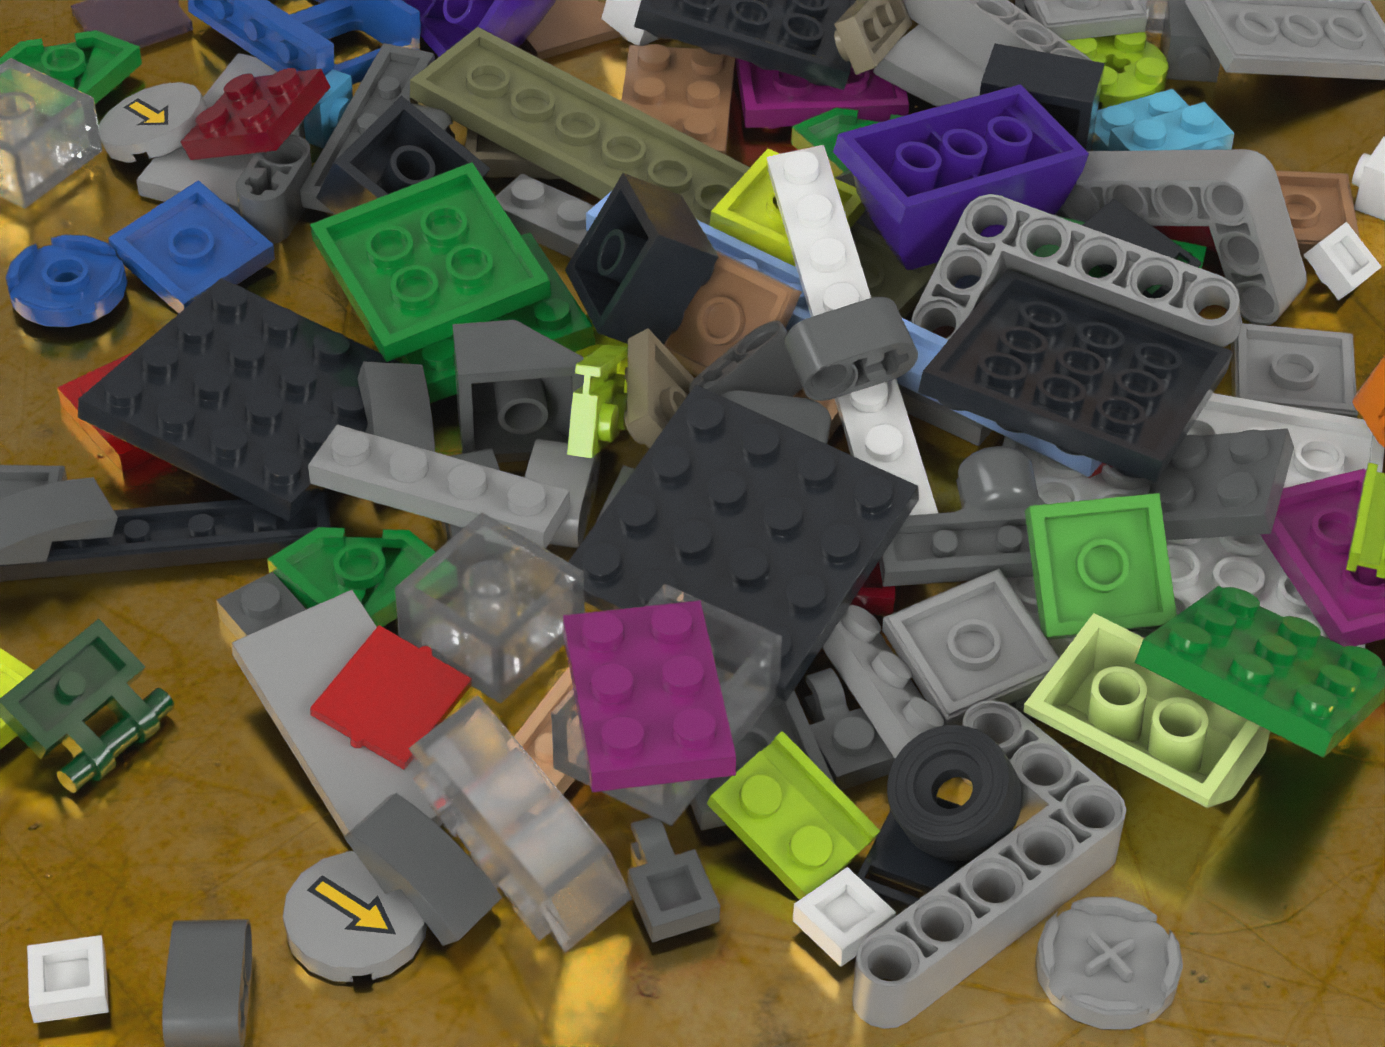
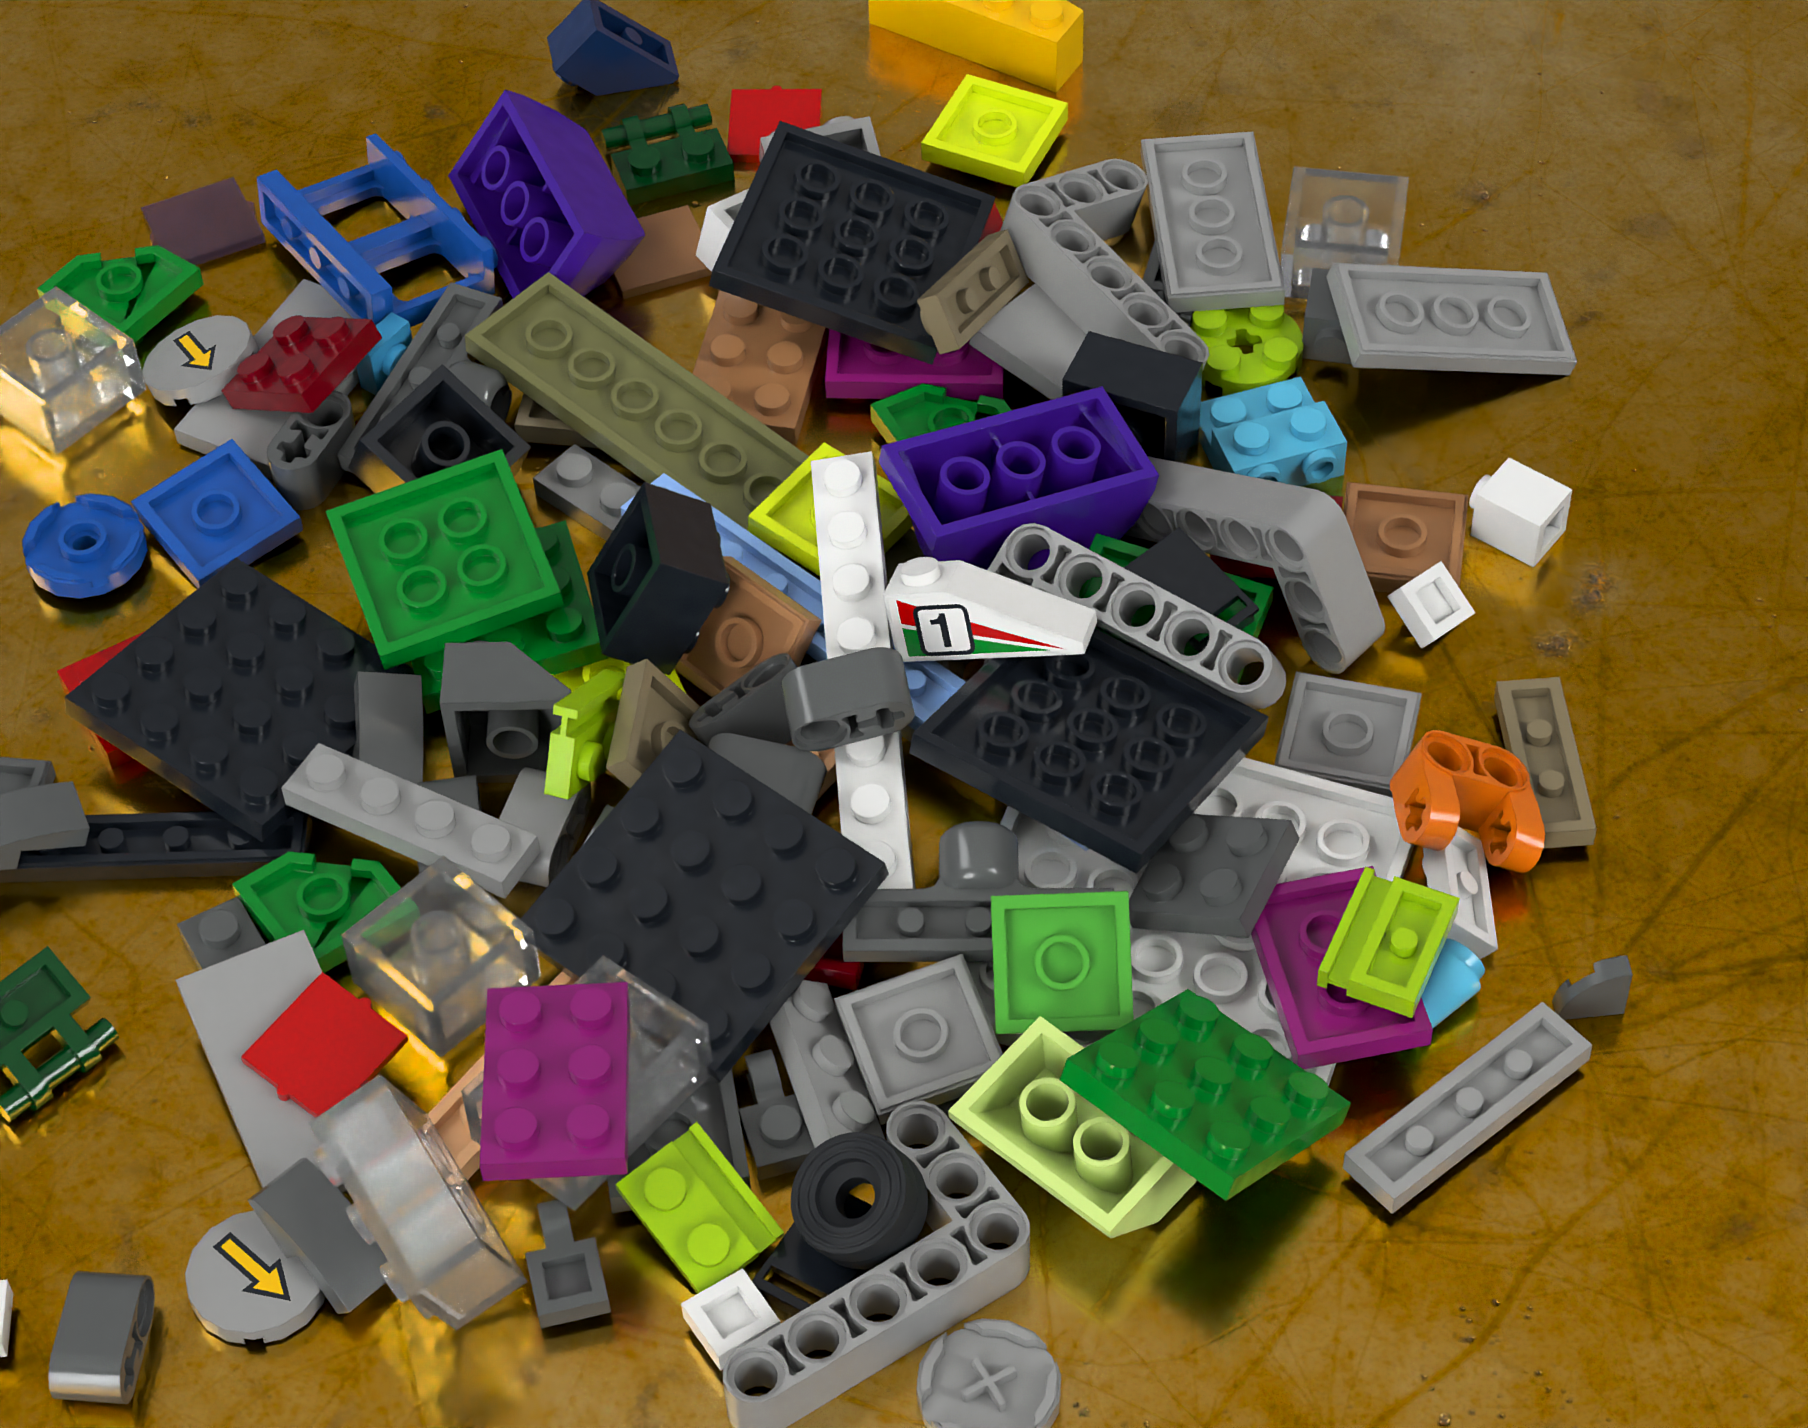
camera: 10 degrees right, 5 degrees up
(947, 272) = (975, 614): none -> white slope

